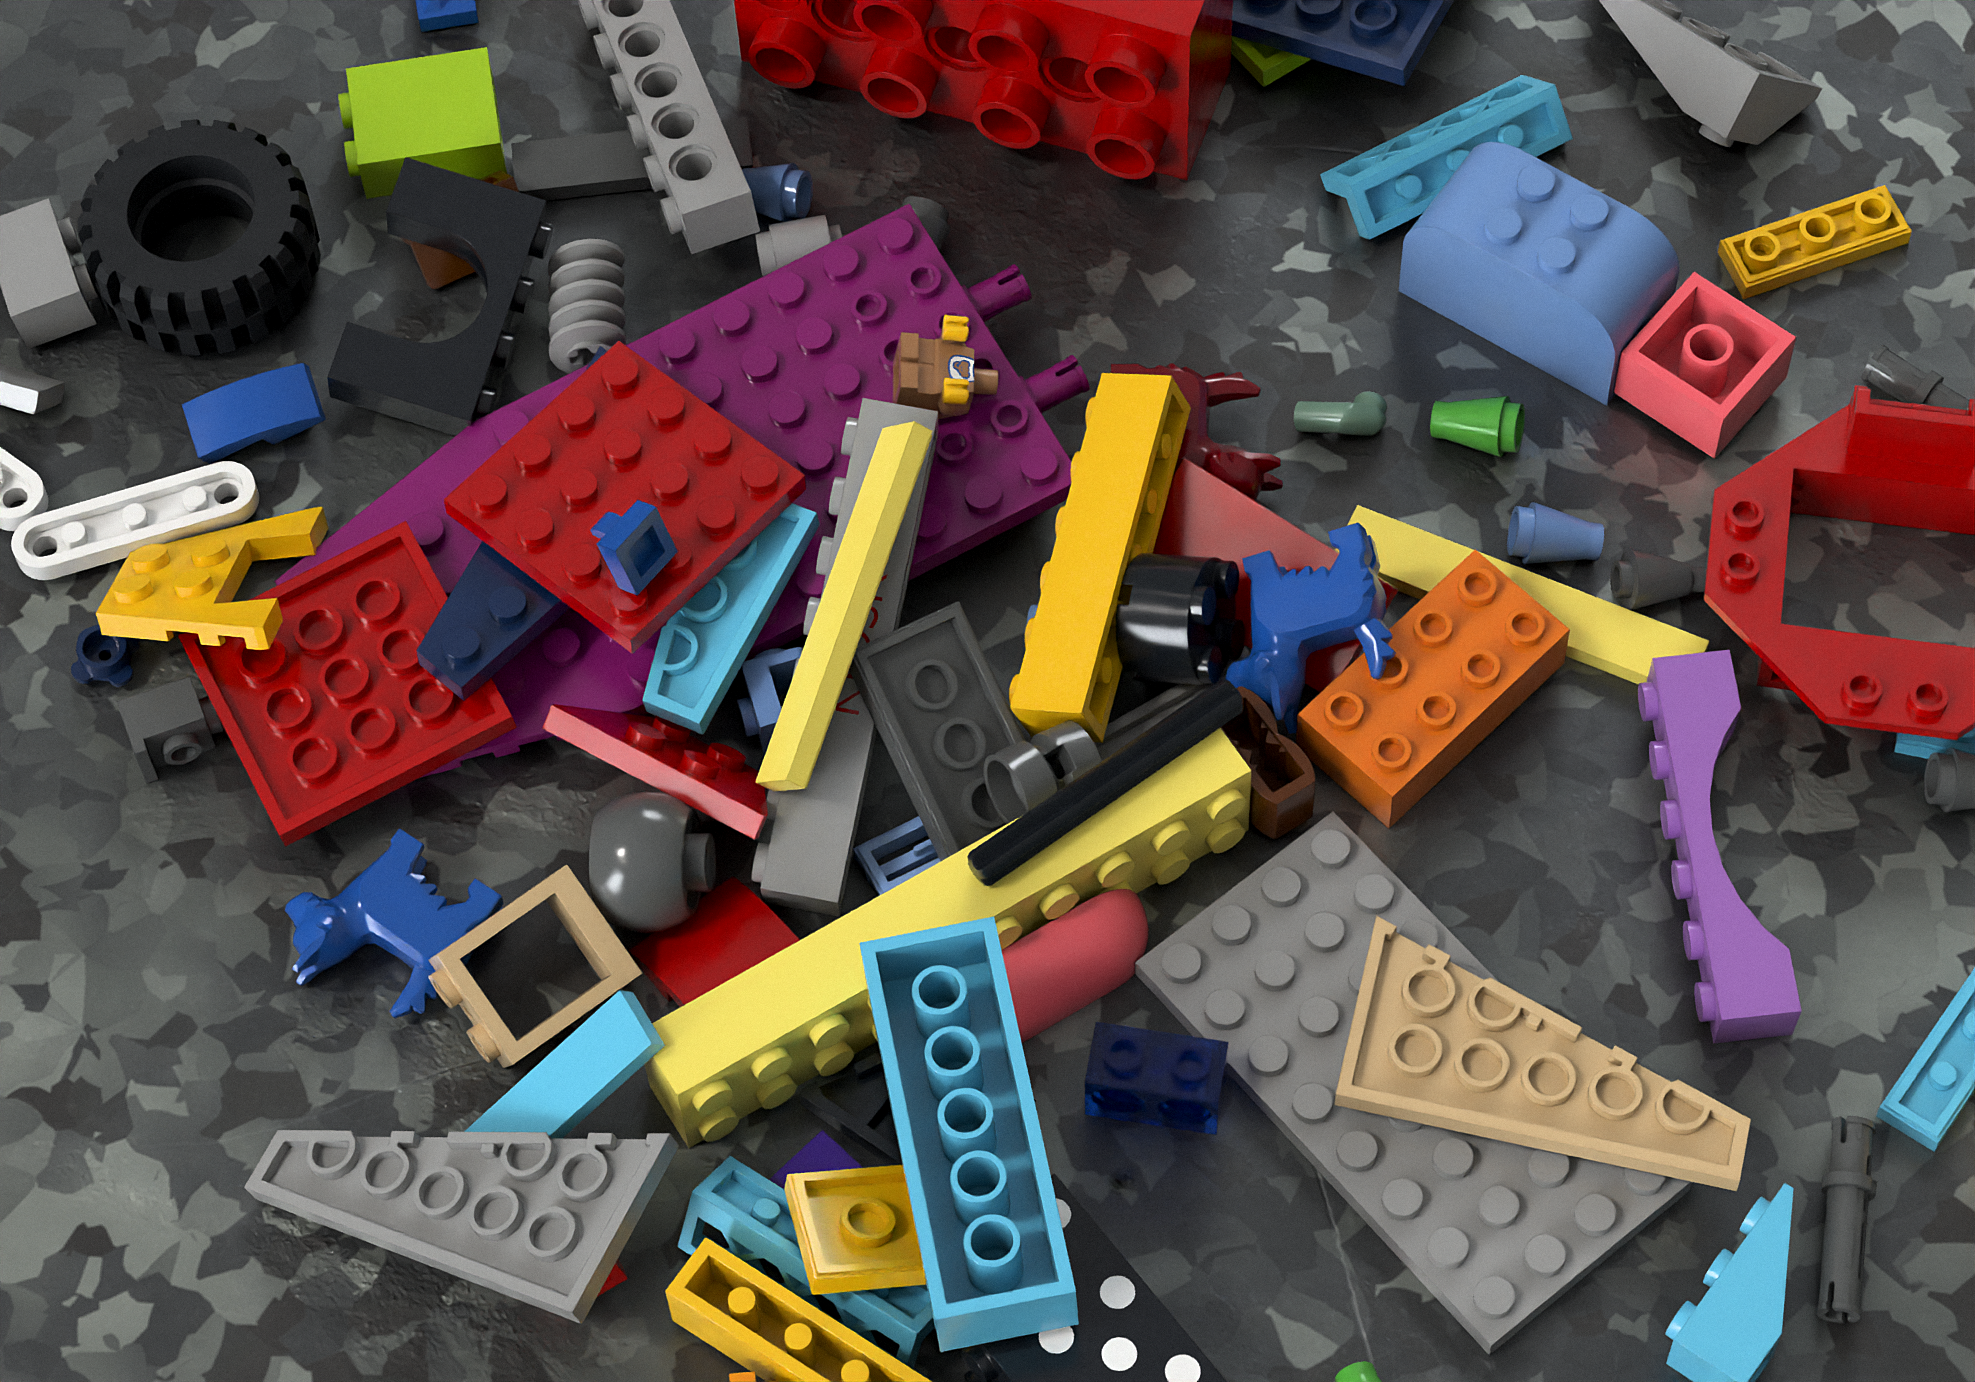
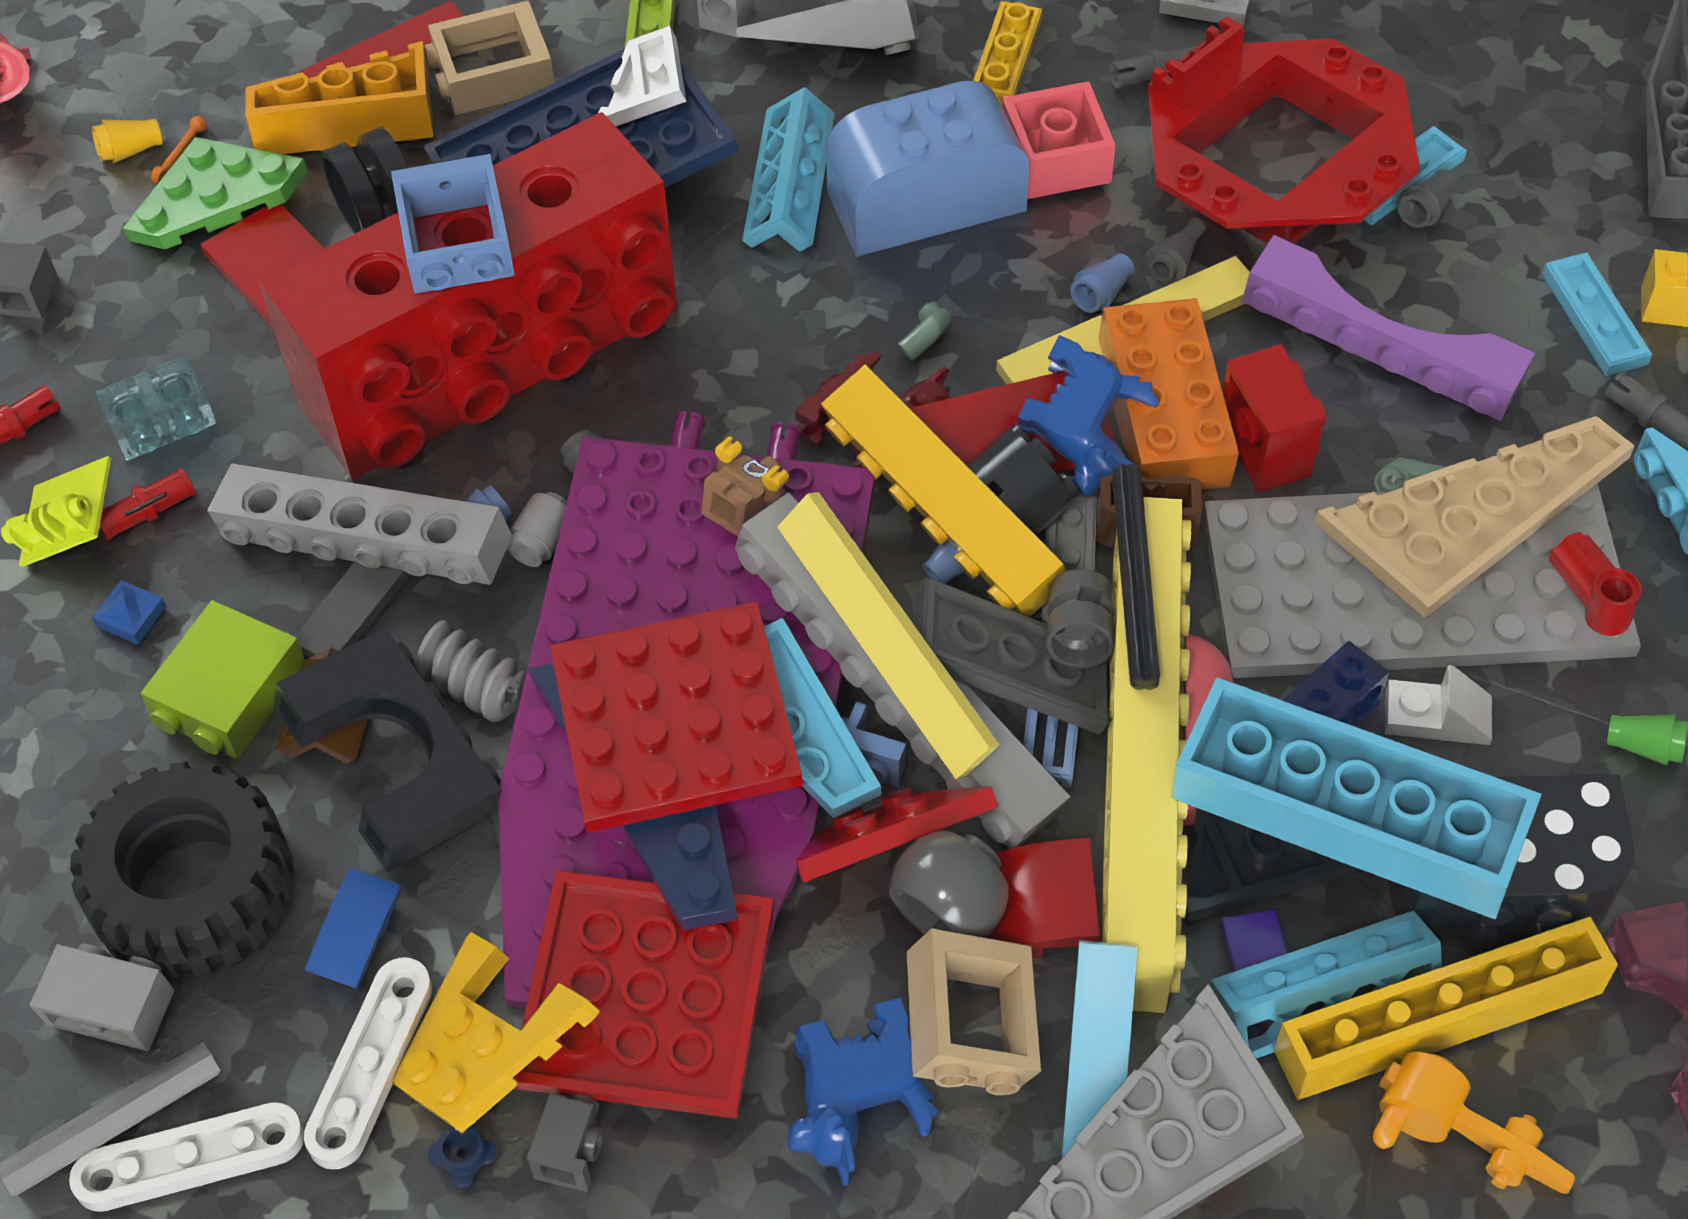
camera: 55 degrees left, 5 degrees down
(634, 545) = (742, 719): blue tile -> none
(855, 1229) = (1338, 925): yellow plate -> none
(1247, 1194) = (1446, 712): none -> white slope
(1476, 801) = (1272, 417): none -> red brick
(1481, 424) = (996, 267): bright green cone -> none
(1512, 1242) = (1605, 591): none -> red piece
(1538, 982) = (1402, 469): none -> sand green arm

